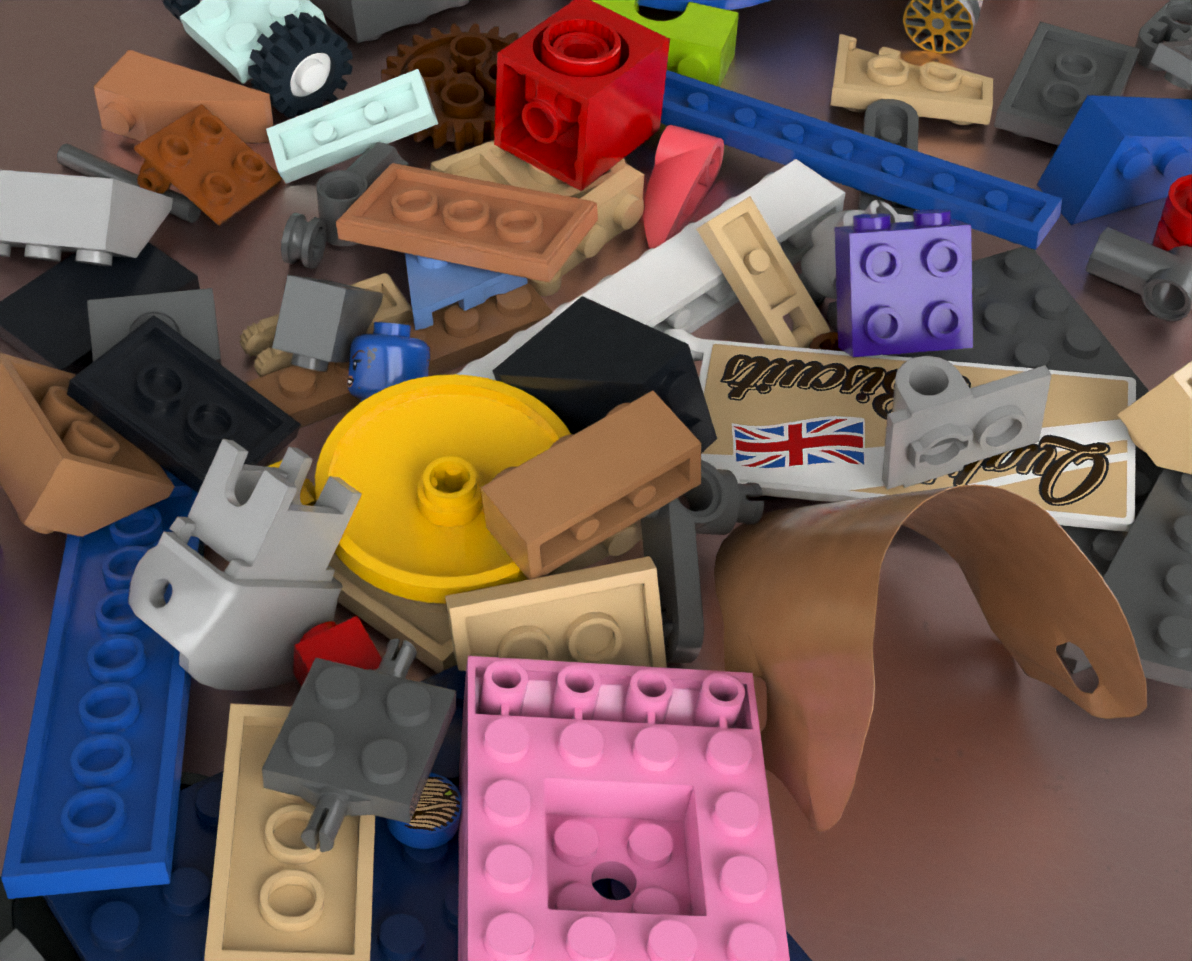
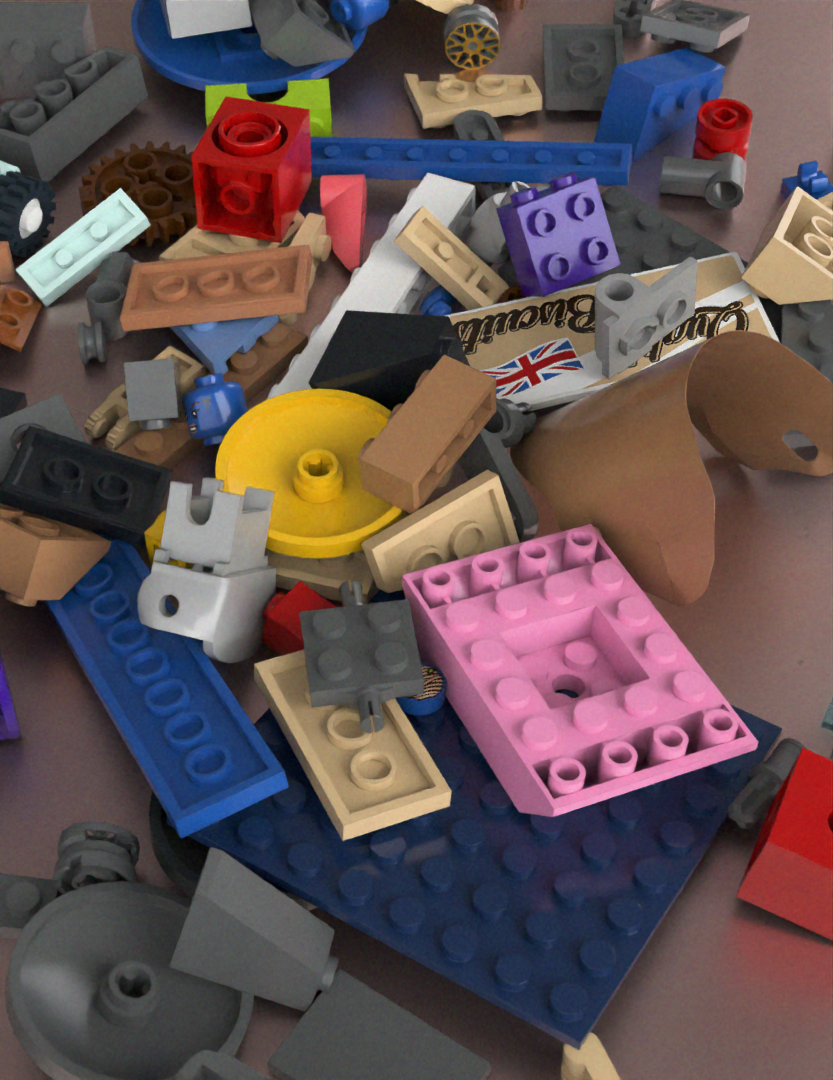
camera: 20 degrees left, 0 degrees up
(728, 324) = (437, 302): none -> blue arm

